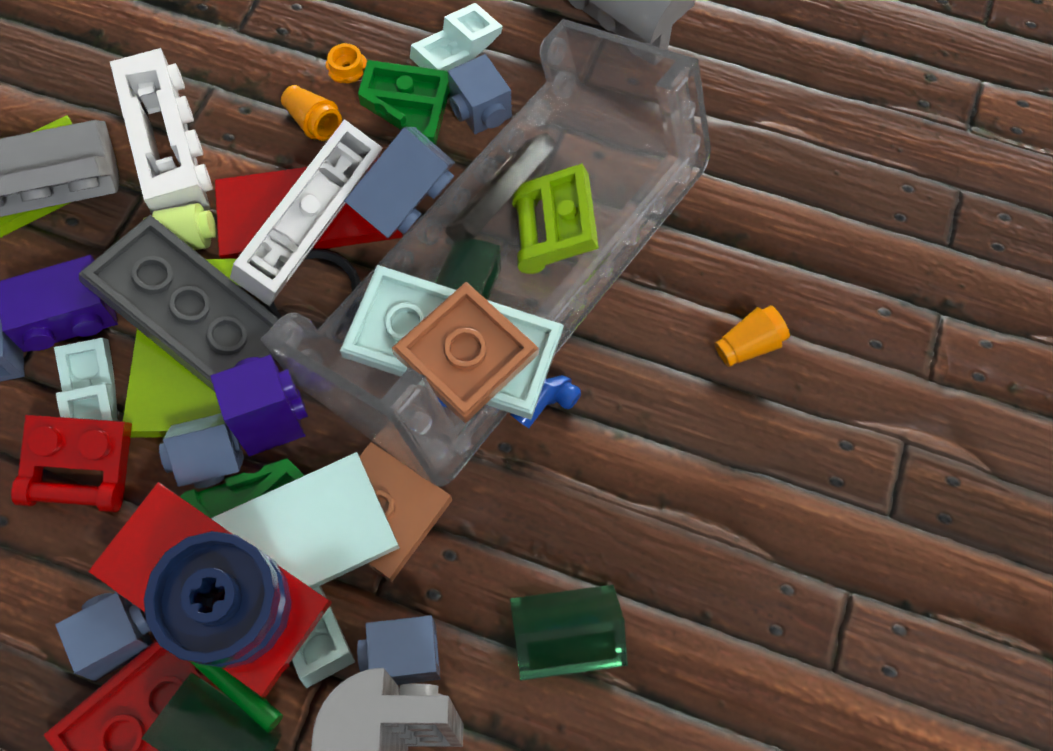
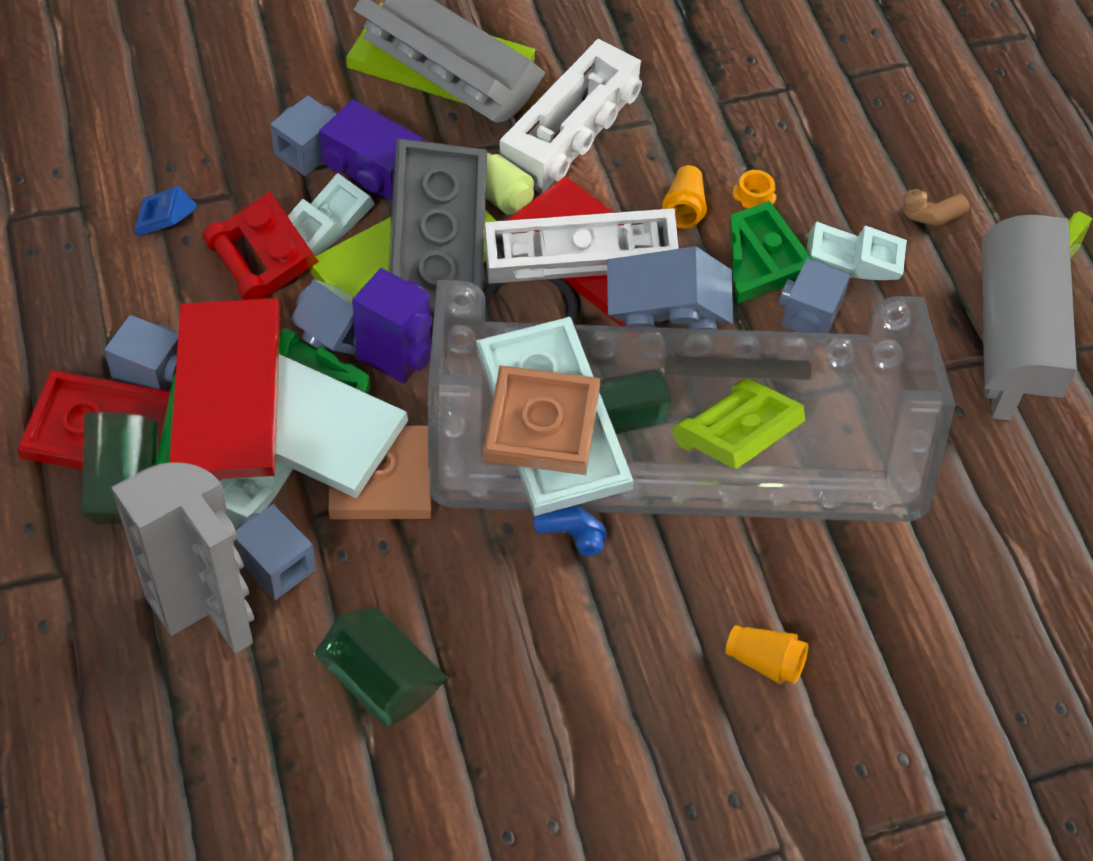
camera: 50 degrees right, 10 degrees down
(185, 606) = (213, 388): dark blue wheel -> none

